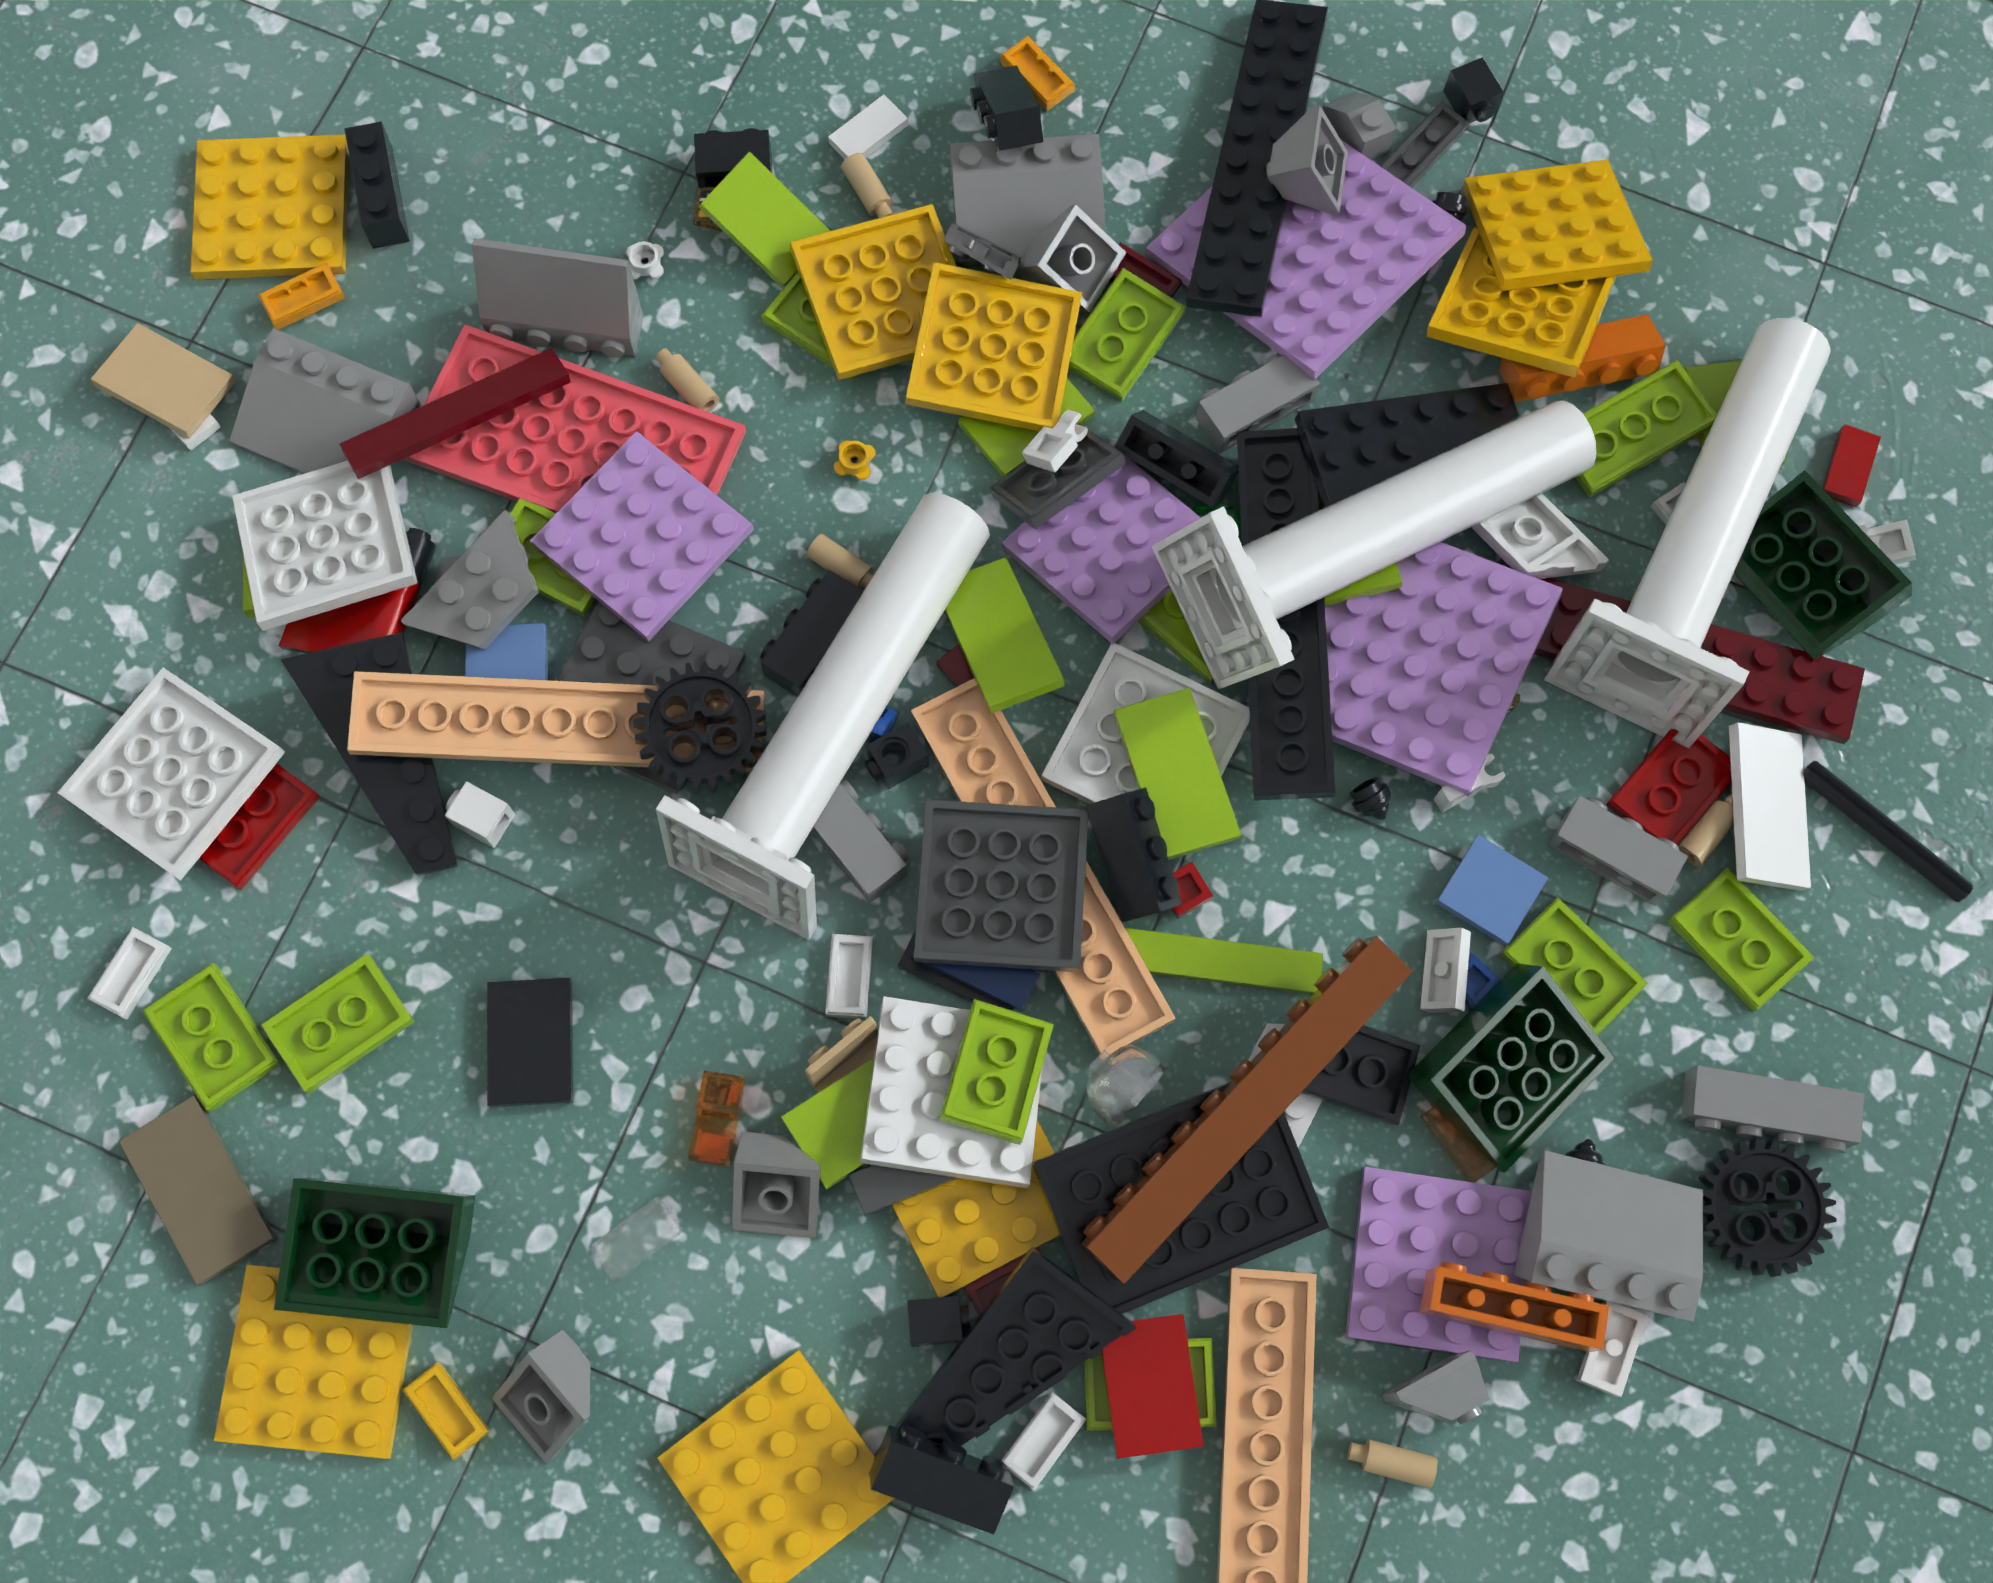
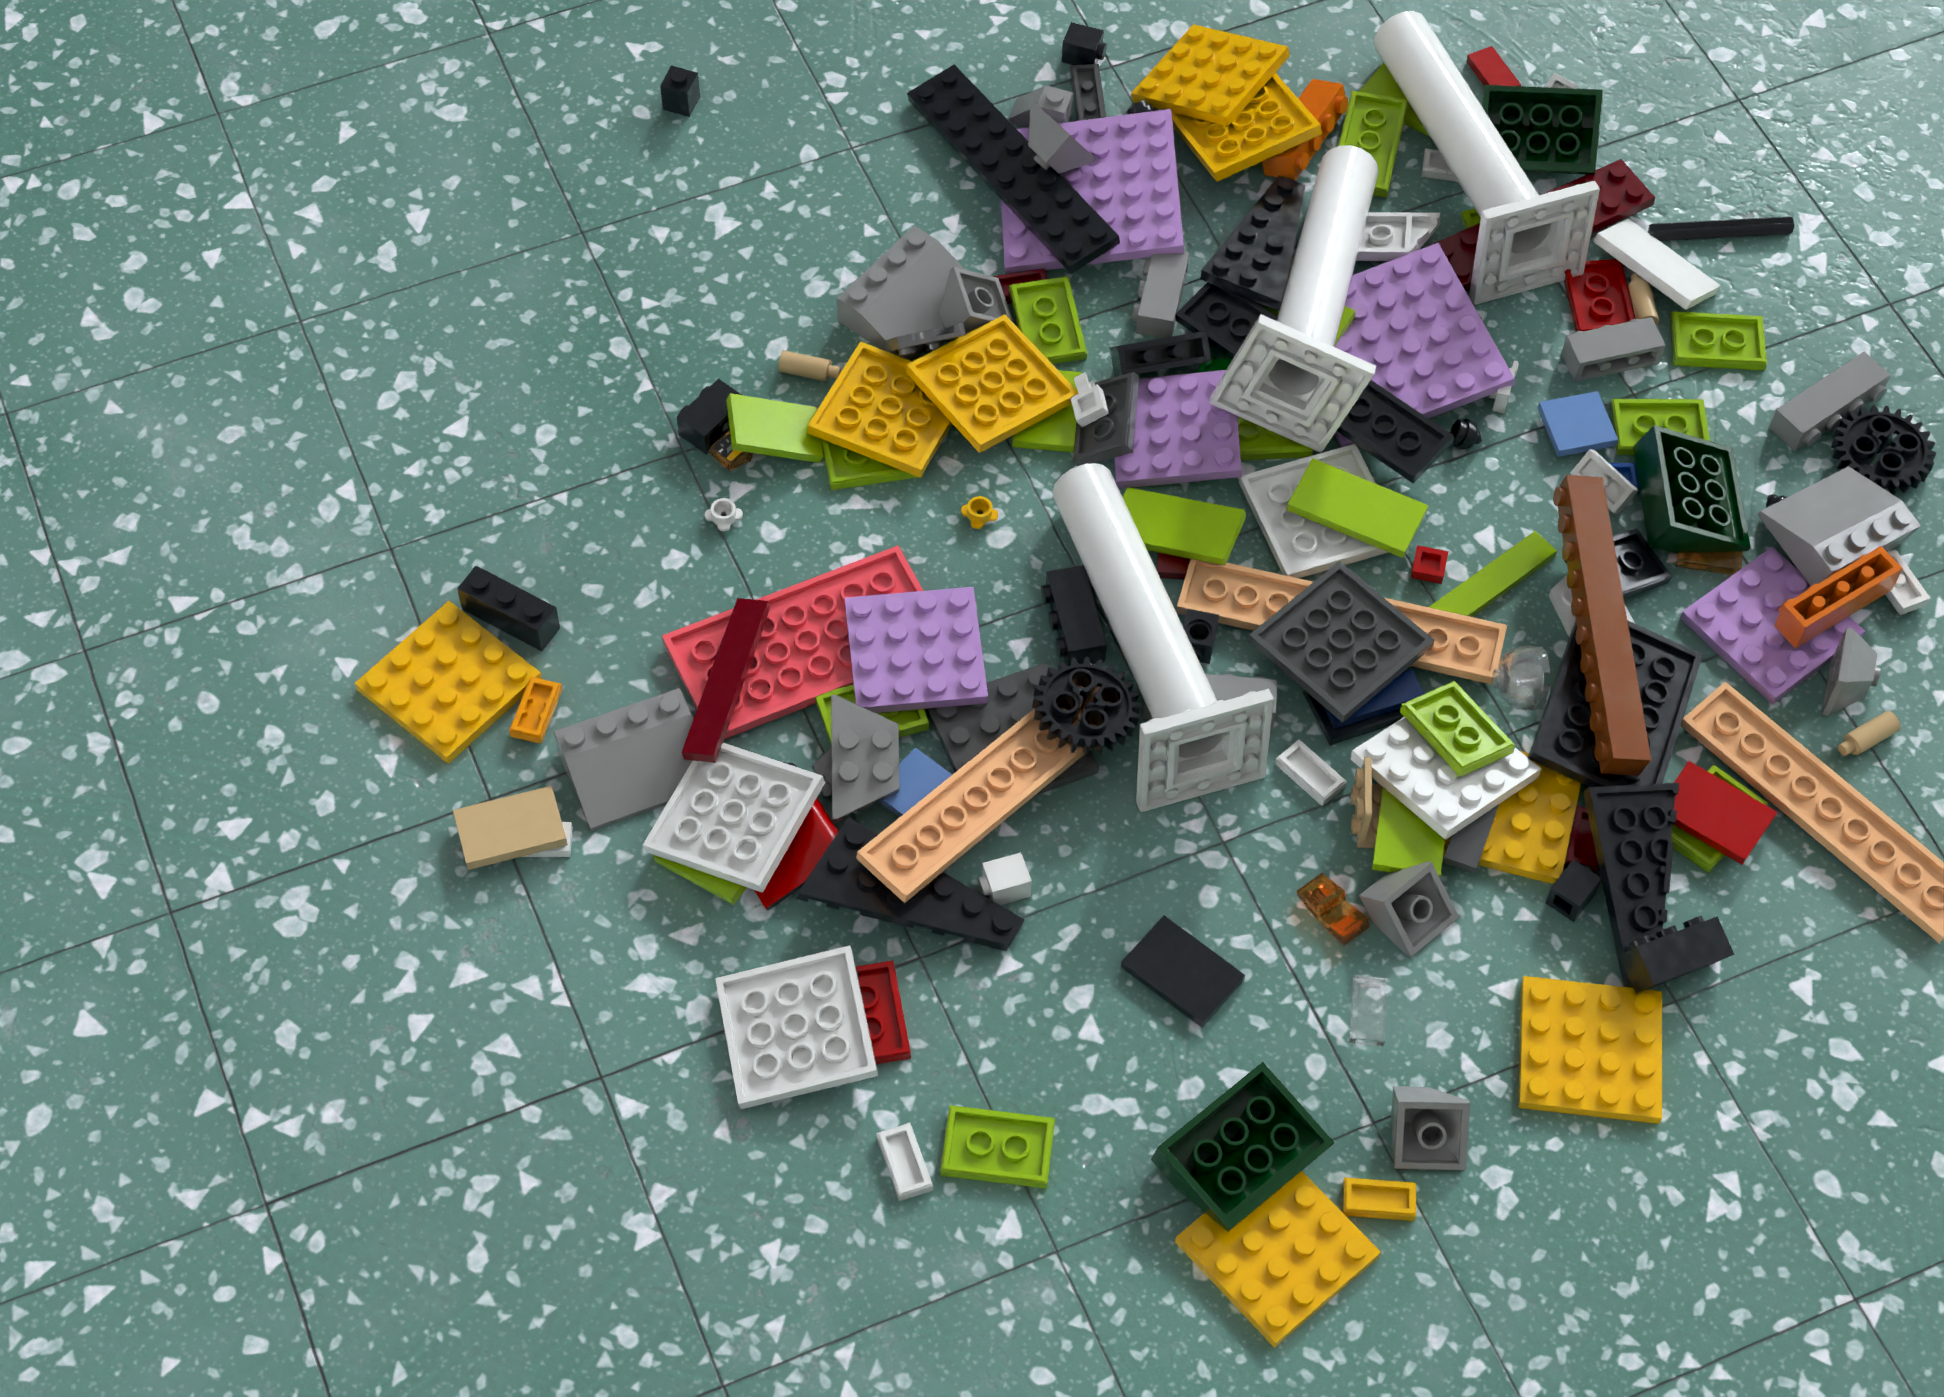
camera: 45 degrees left, 15 degrees down
(197, 1190) = (1095, 1231): dark tan tile -> none
(337, 1023) = (1064, 1064): lime plate -> none
(557, 298) = (712, 565): light grey slope -> none
(686, 381) = (830, 554): tan cylinder -> none
(840, 561) = (1035, 570): tan cylinder -> none
(869, 129) = (767, 338): white tile -> none
(1007, 108) = (847, 252): black brick -> none
(1041, 74) = (830, 229): light orange plate -> none
(1043, 1441) = (1694, 892): white tile -> none
(1134, 855) = (1389, 562): black brick -> none

